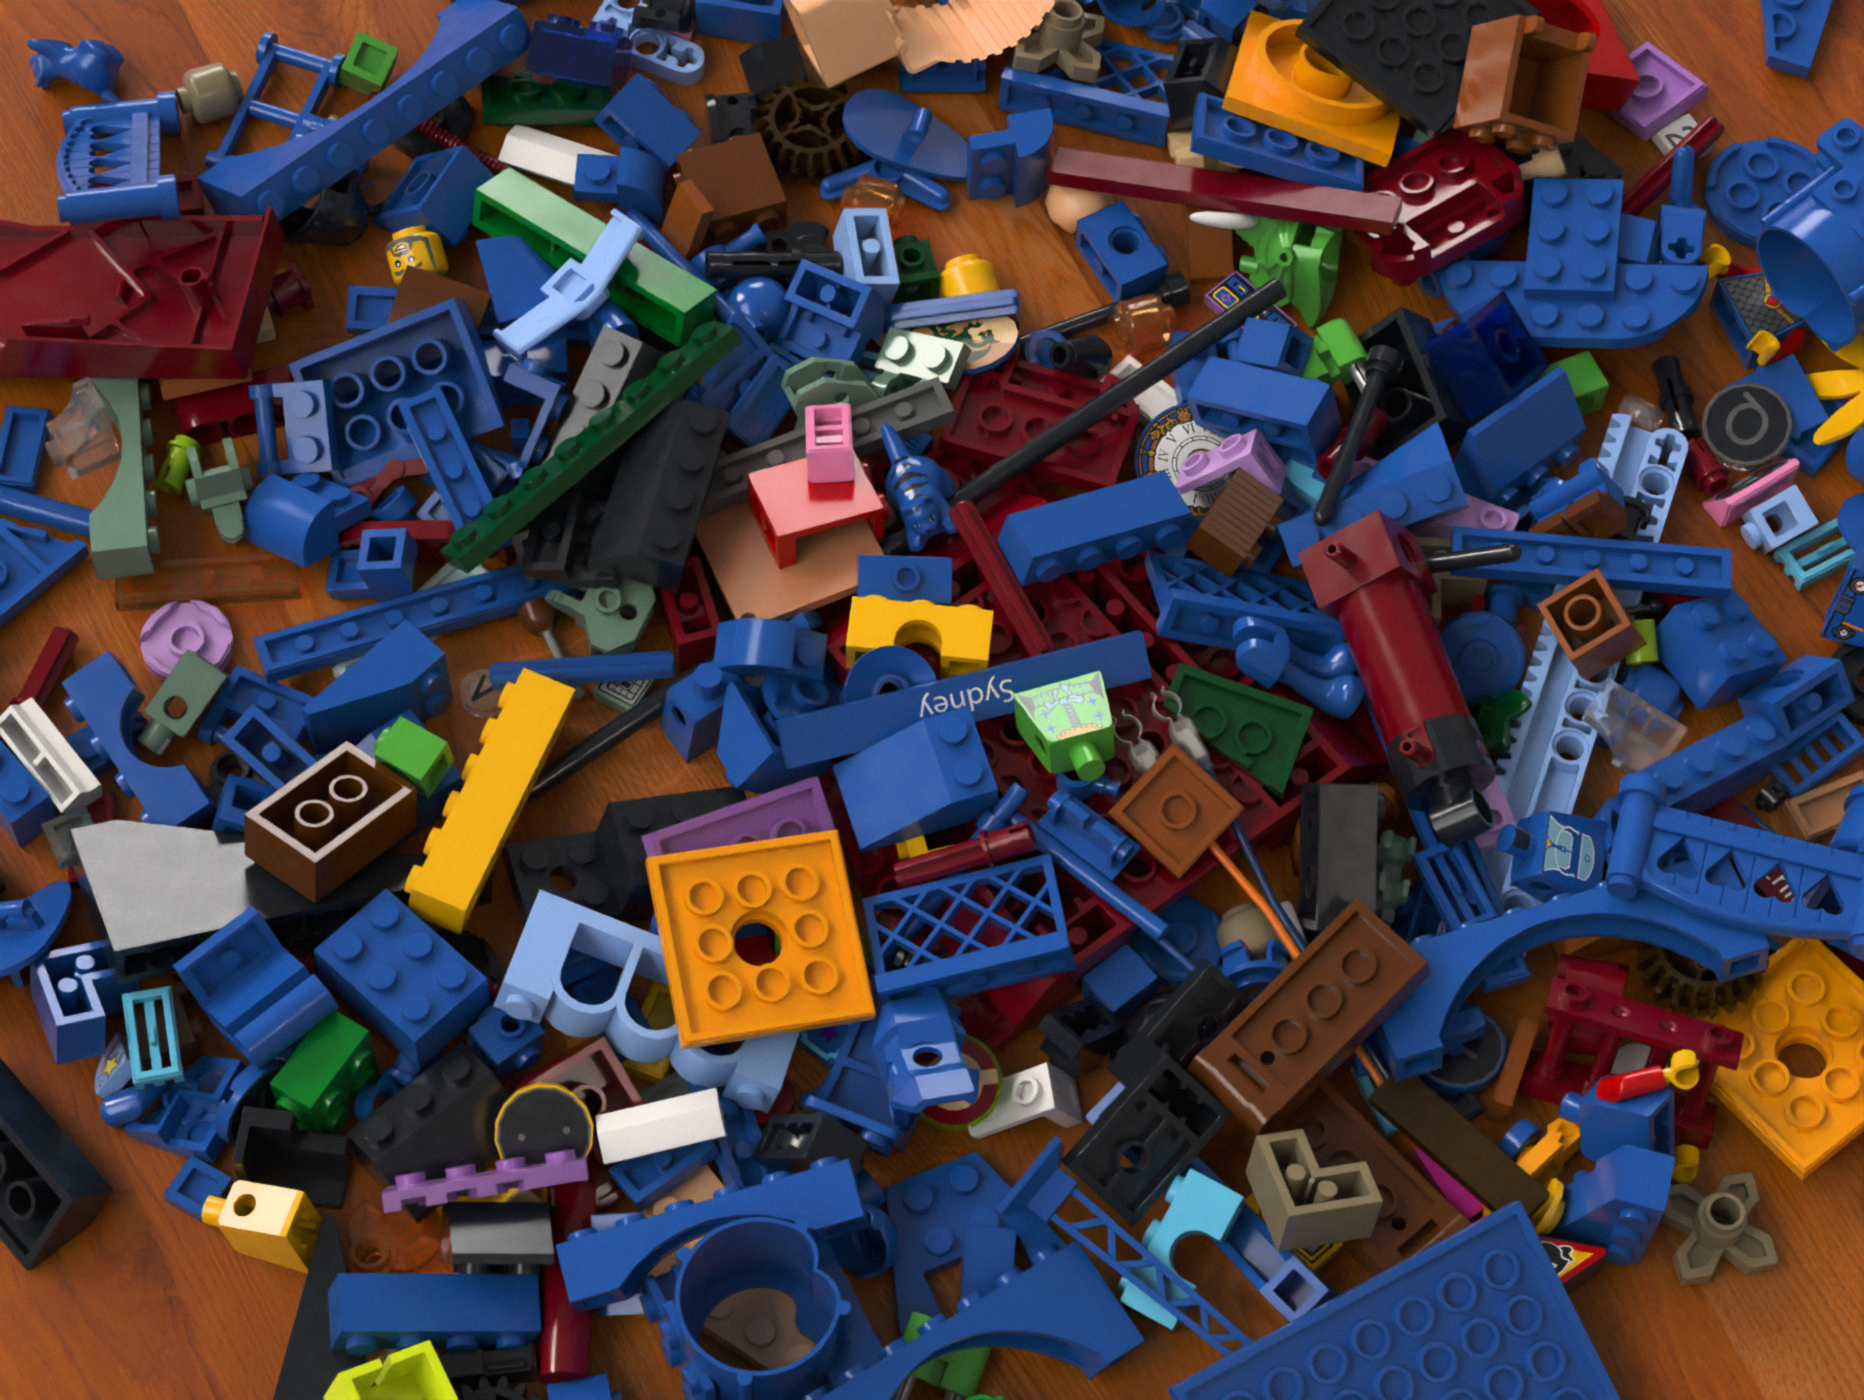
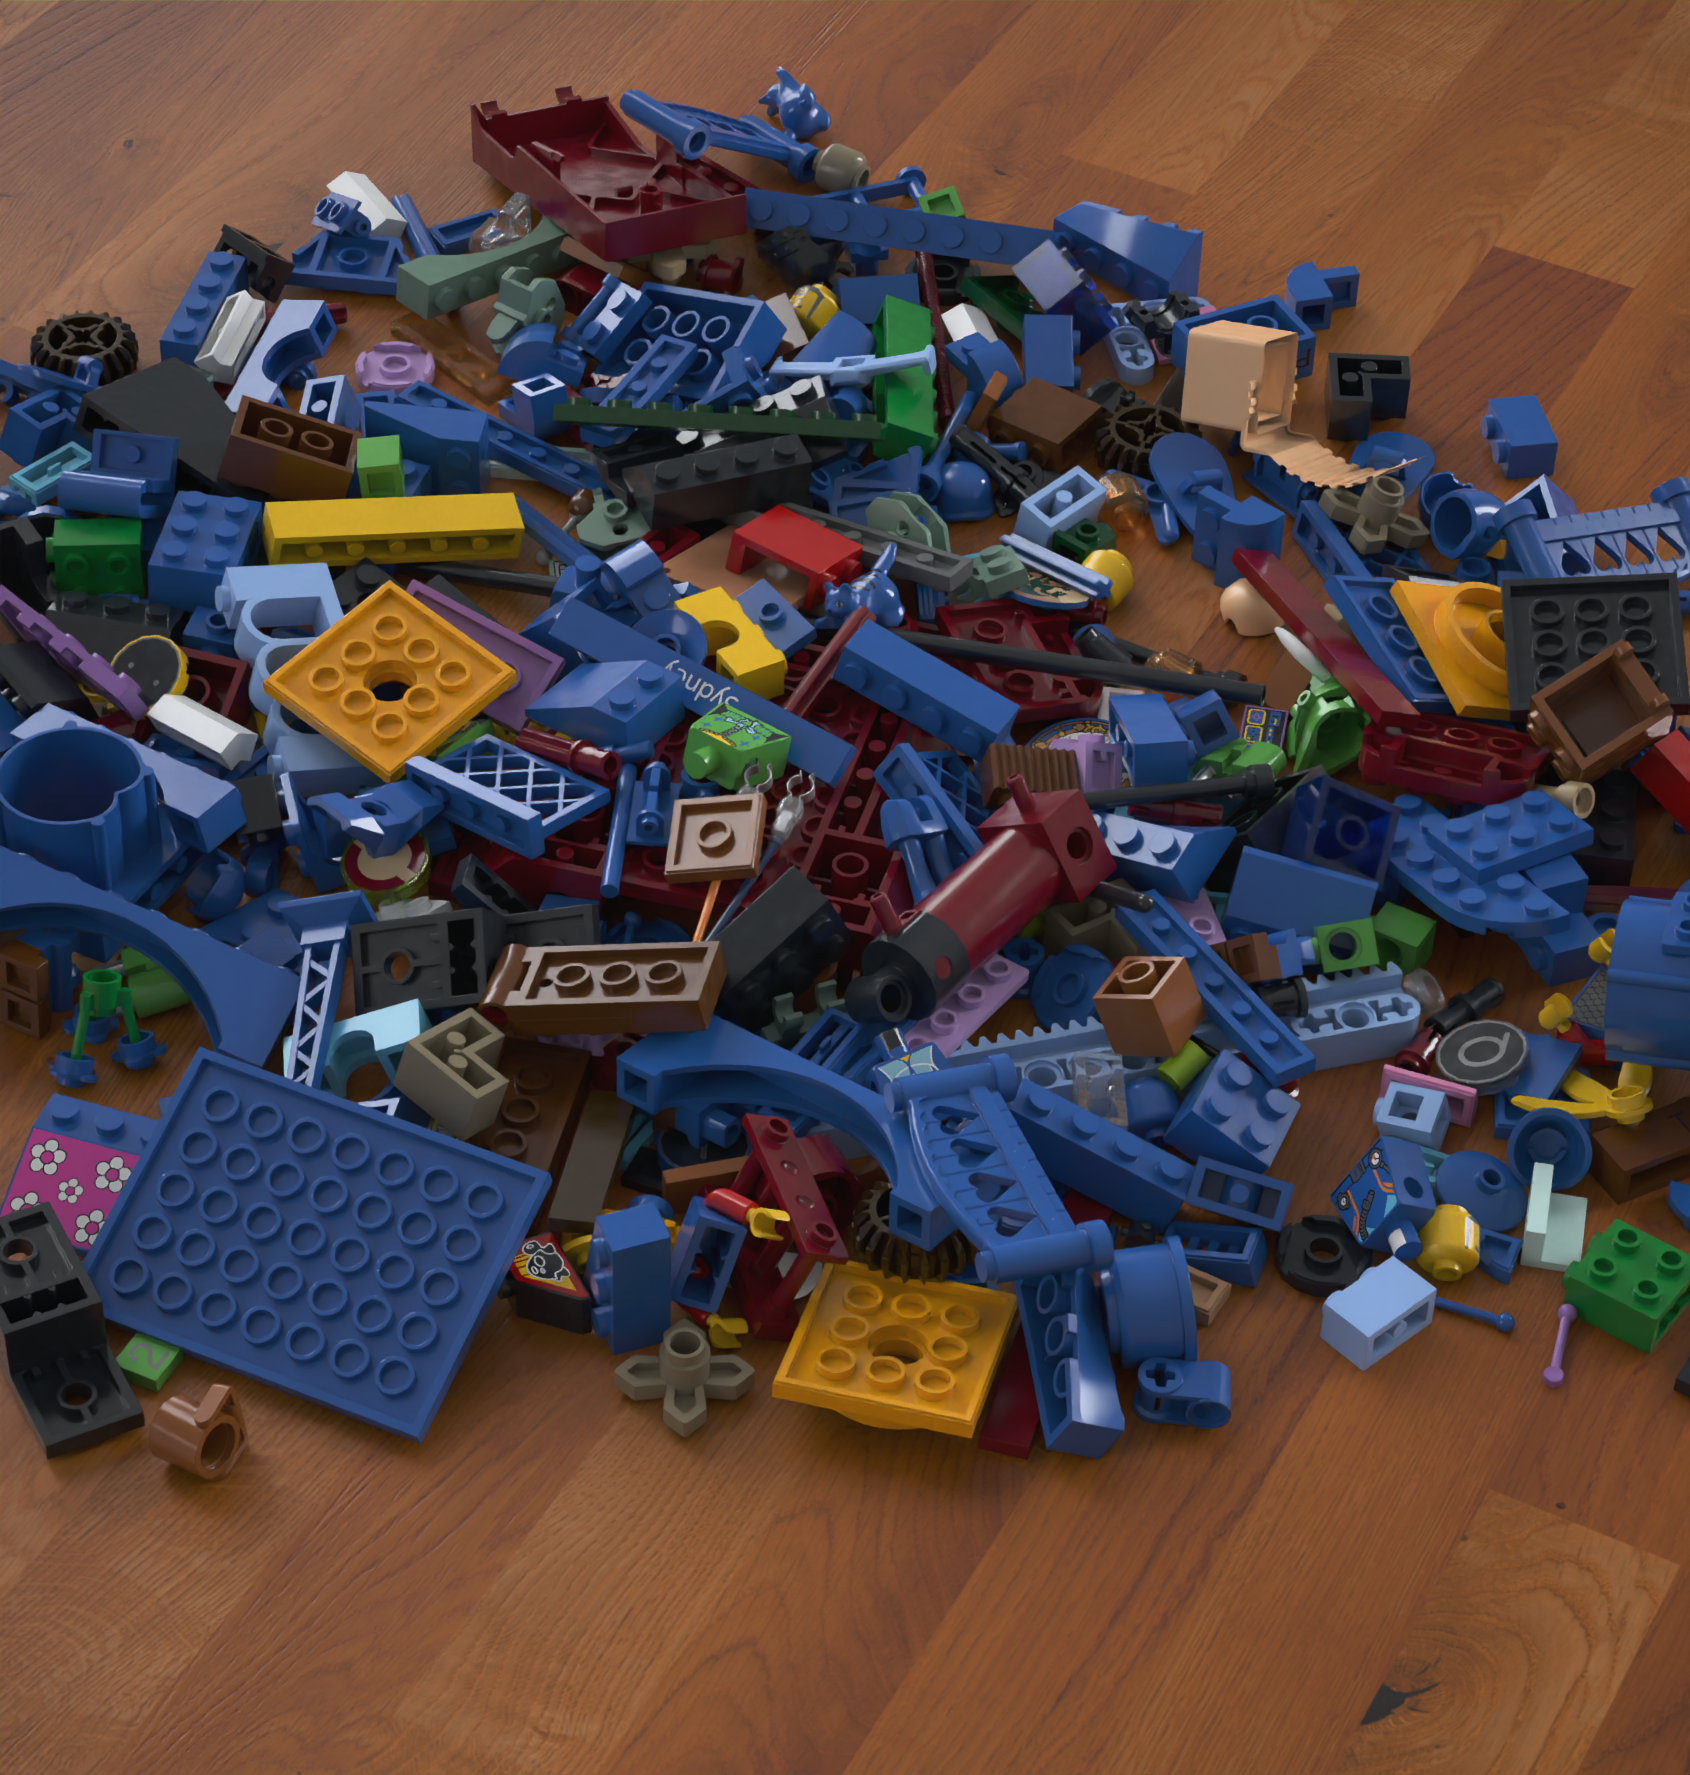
camera: 55 degrees right, 20 degrees down
(197, 684) = (335, 355): sand green torso -> none
(830, 315) = (988, 517): blue brick -> none
(830, 445) = (846, 527): bright pink slope -> none
(1117, 230) = (1231, 637): blue brick -> none
(1243, 724) = (838, 844): dark green wing -> none
(1494, 717) = (1012, 1021): dark green plate -> none
(1590, 431) = (1365, 947): none -> bright green brick
(1679, 235) = (1592, 913): blue piece -> none

